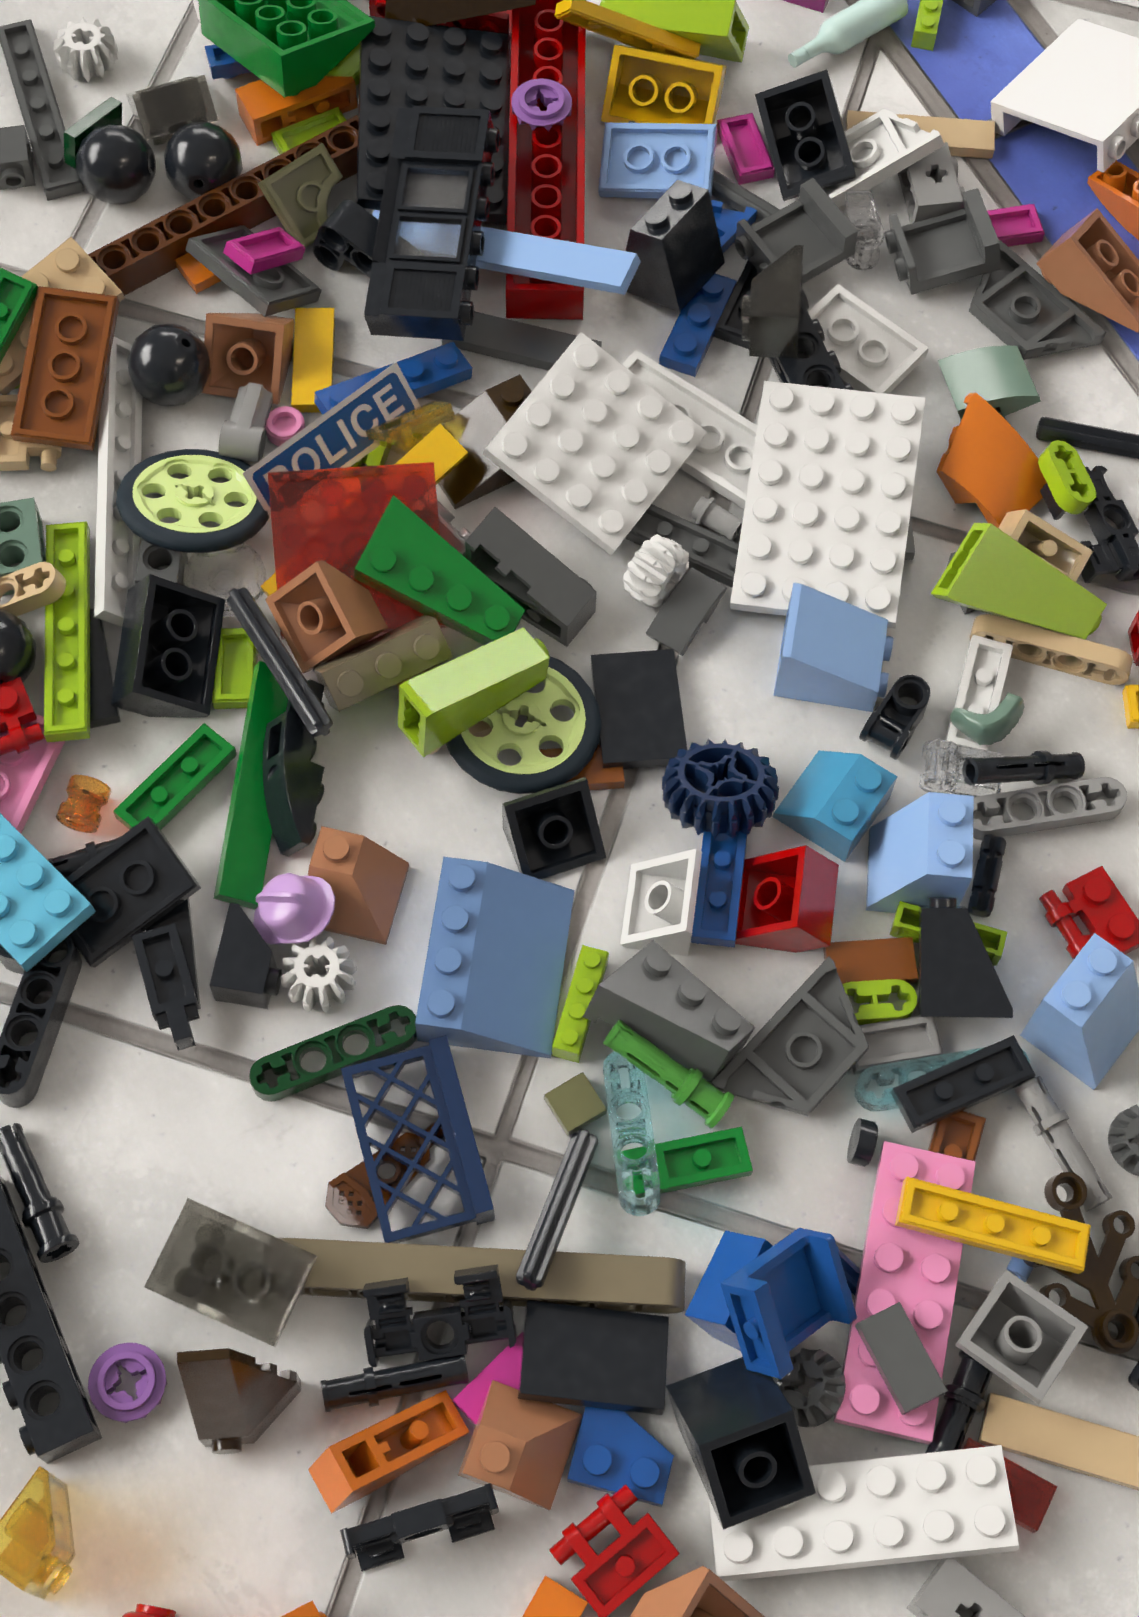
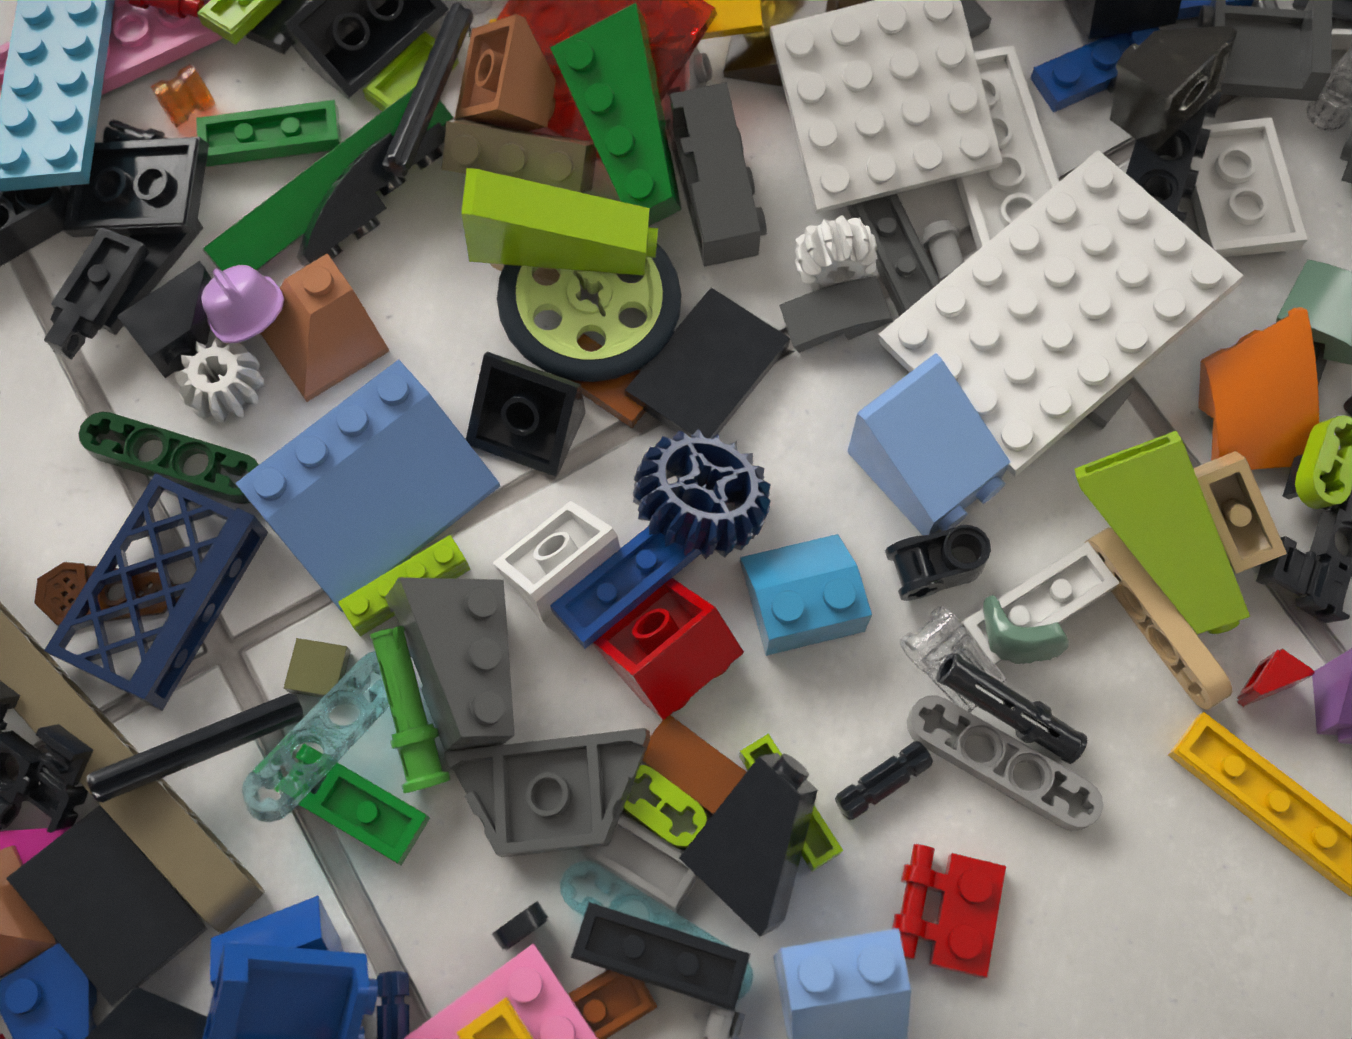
camera: 45 degrees right, 5 degrees up
(921, 852) = (827, 708): light blue slope -> none

